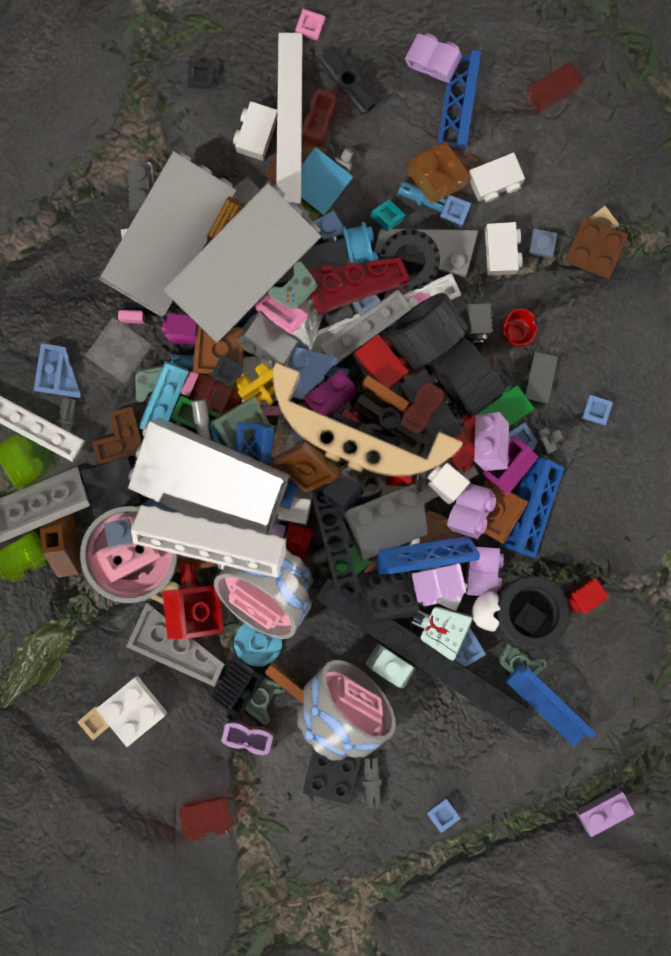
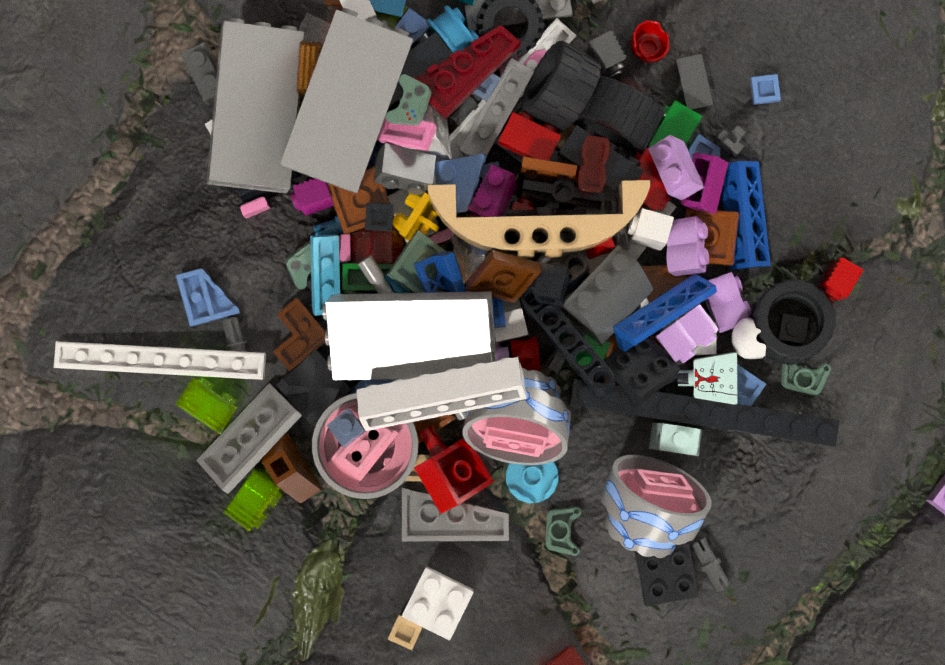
camera: 25 degrees left, 0 degrees up
(118, 350) = (256, 247): clear plate -> none
(236, 687) = (532, 531): black brick -> none
(241, 735) = (557, 577): lavender brick -> none
(285, 681) = (579, 502): dark orange tile -> none
(443, 815) = (796, 564): medium blue plate -> none
(548, 705) = (851, 405): blue fence -> none

